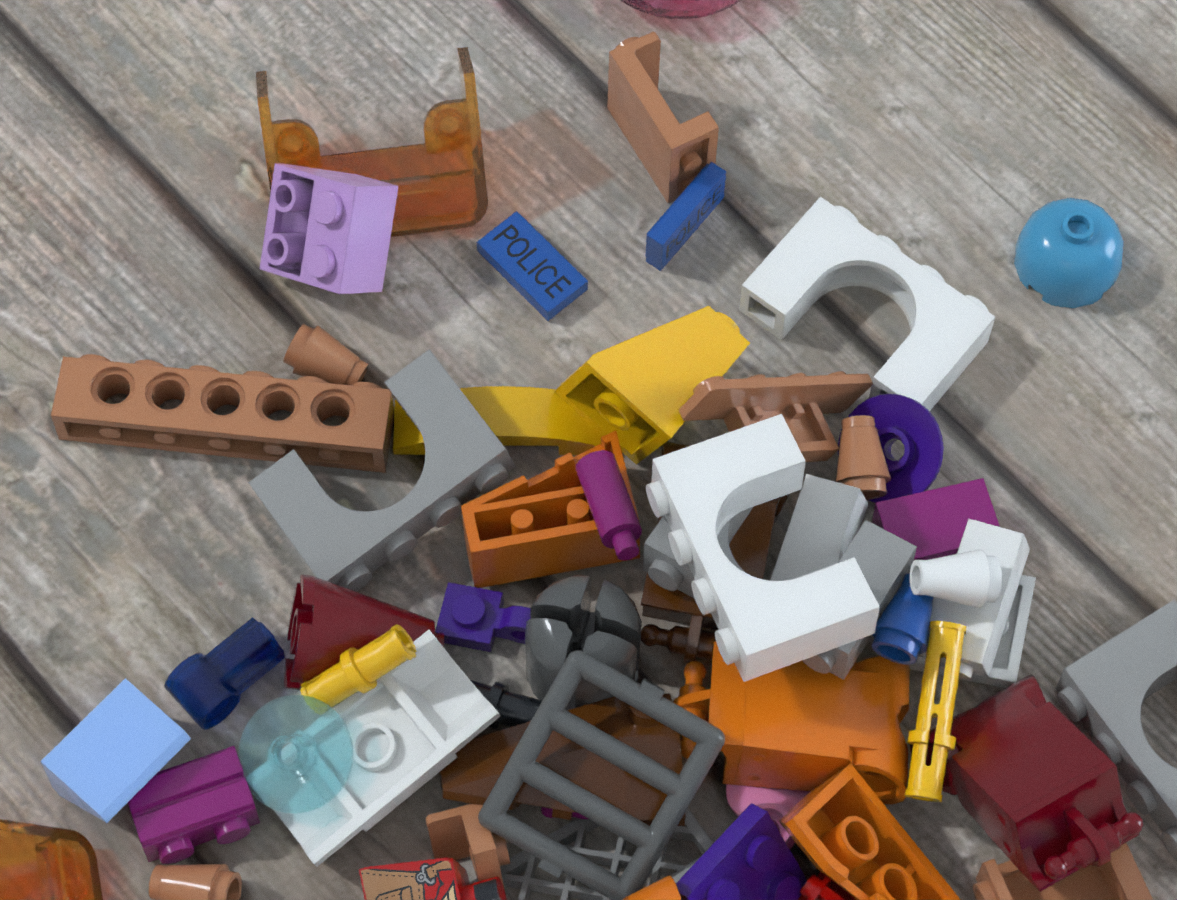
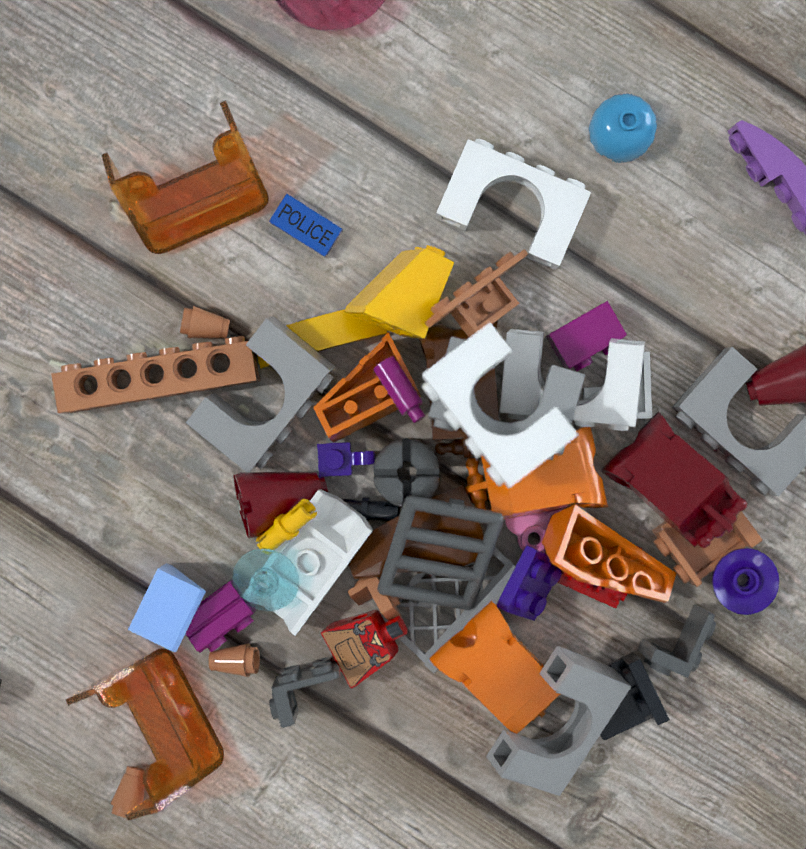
camera: 15 degrees left, 25 degrees up
(213, 683) = (206, 540): clear blue piece -> none
(328, 229) = (180, 245): lavender slope -> none
(666, 148) = (371, 136): nougat panel -> none
(685, 215) = (388, 168): blue tile -> none
(862, 457) = (533, 306): nougat cone -> none
(903, 626) = (588, 414): blue cone -> none
(914, 425) = (539, 301): dark purple dish -> none
(926, 781) = (618, 499): yellow pin -> none
(960, 578) = (615, 387): white cone -> none

